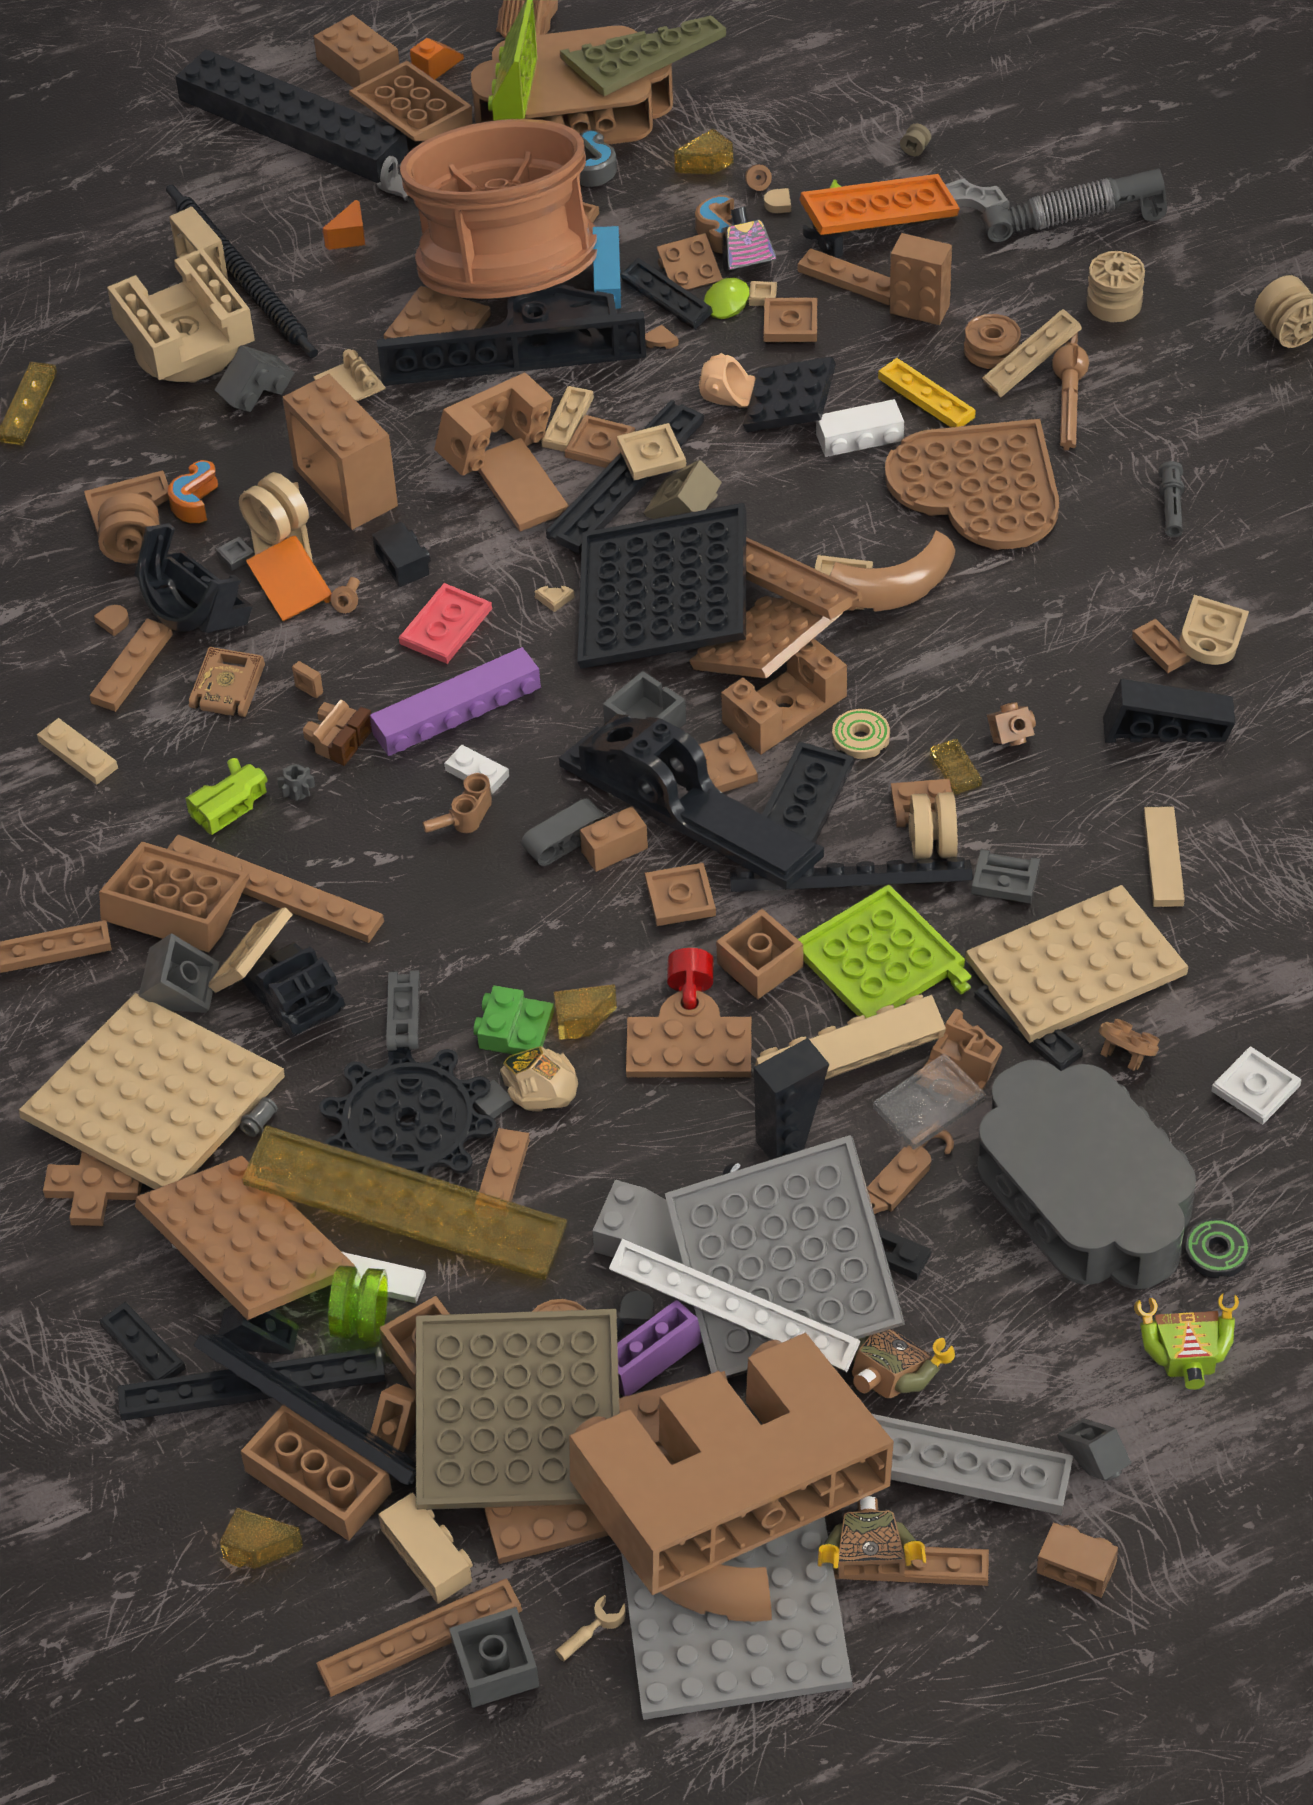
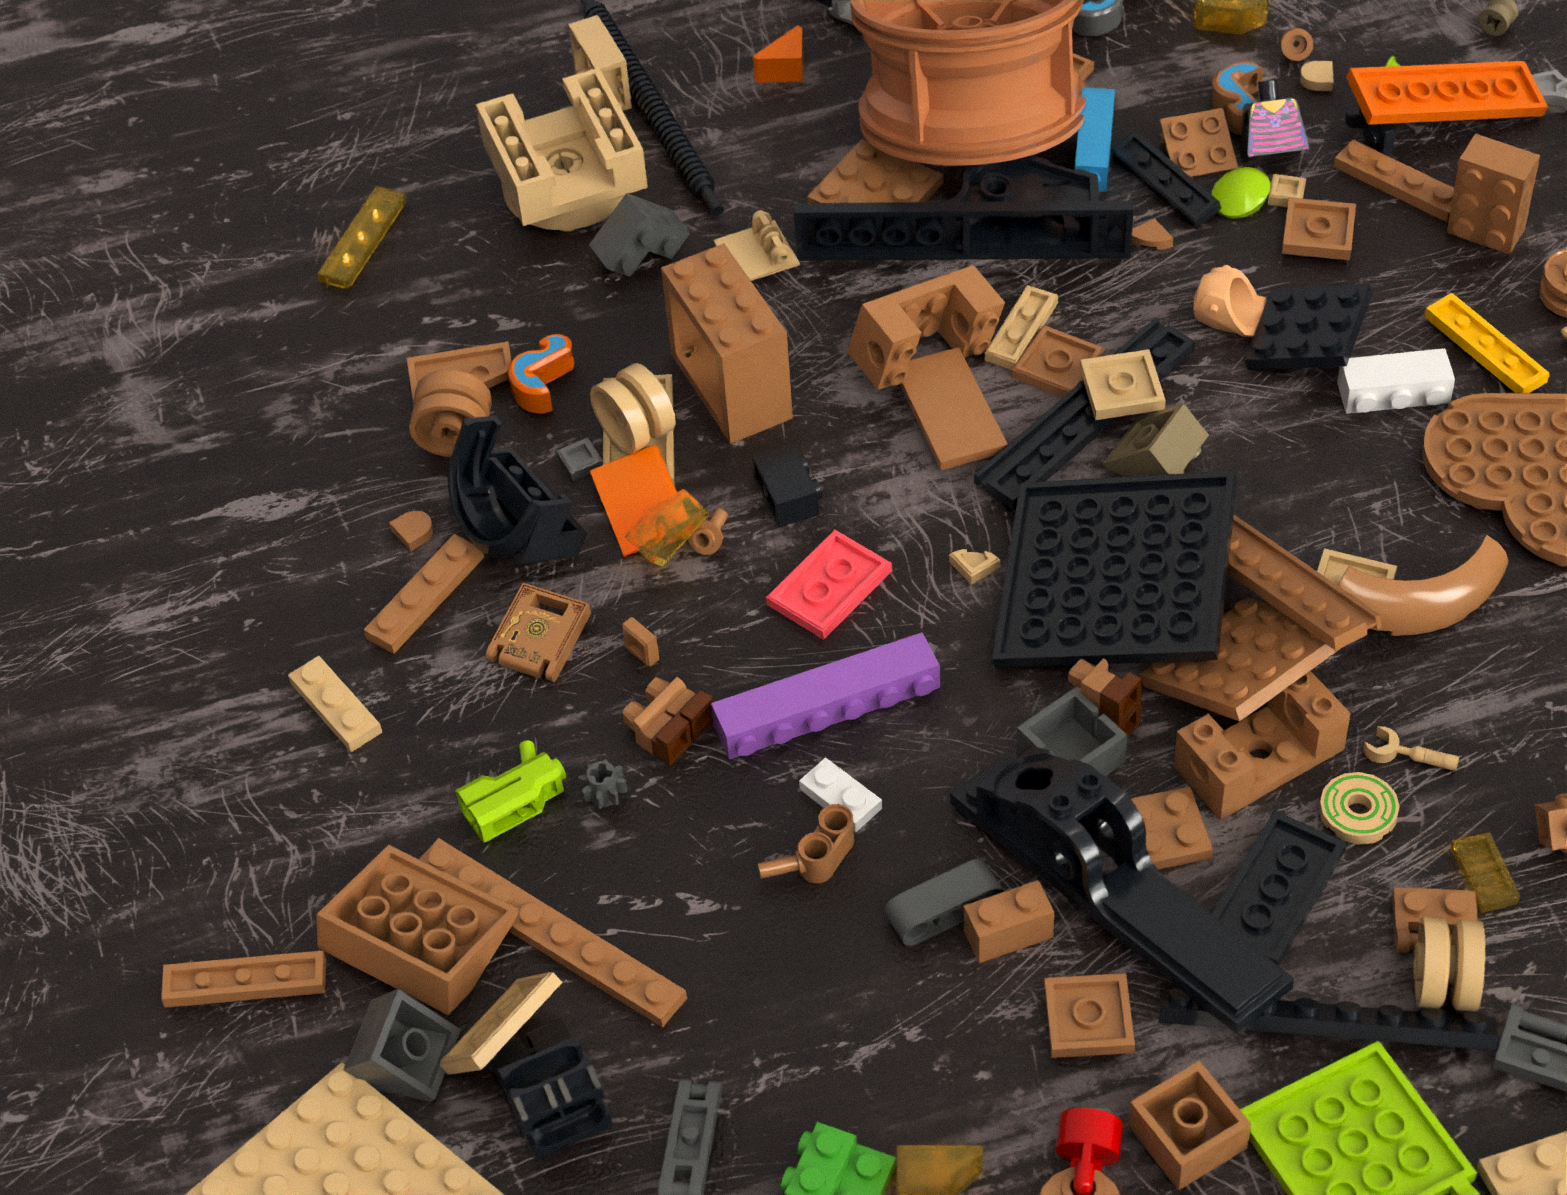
camera: 10 degrees right, 0 degrees up
(315, 593) = (667, 527): none -> clear yellow slope
(669, 671) = (1112, 695): none -> hips
(901, 692) = (1419, 754): none -> tan piece

